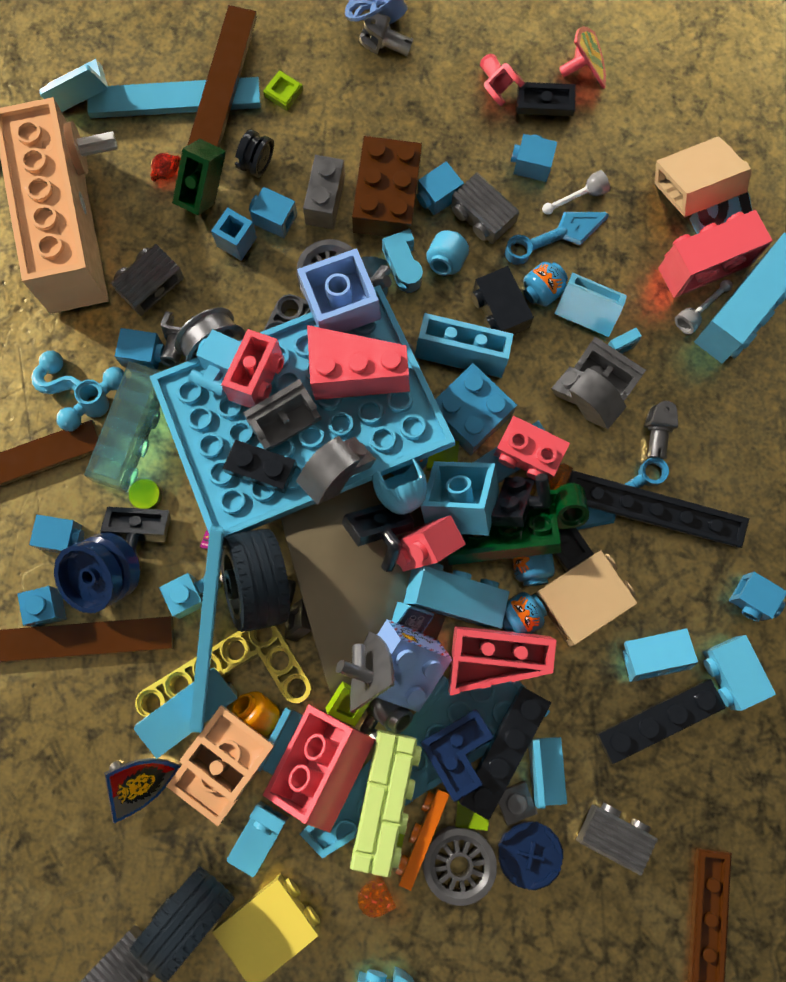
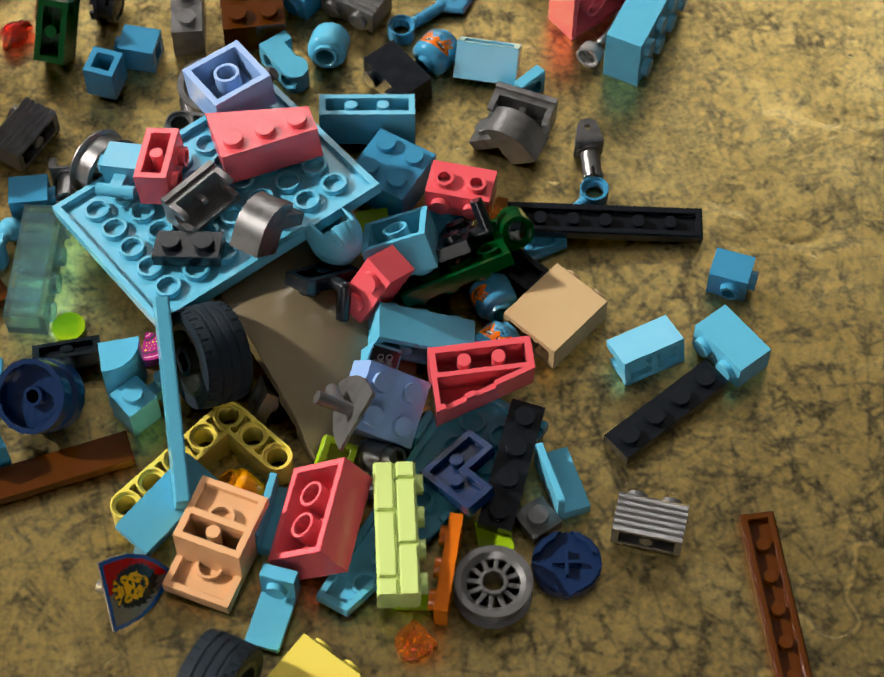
camera: 10 degrees left, 20 degrees down
(175, 560) = (121, 361): none -> medium azure brick

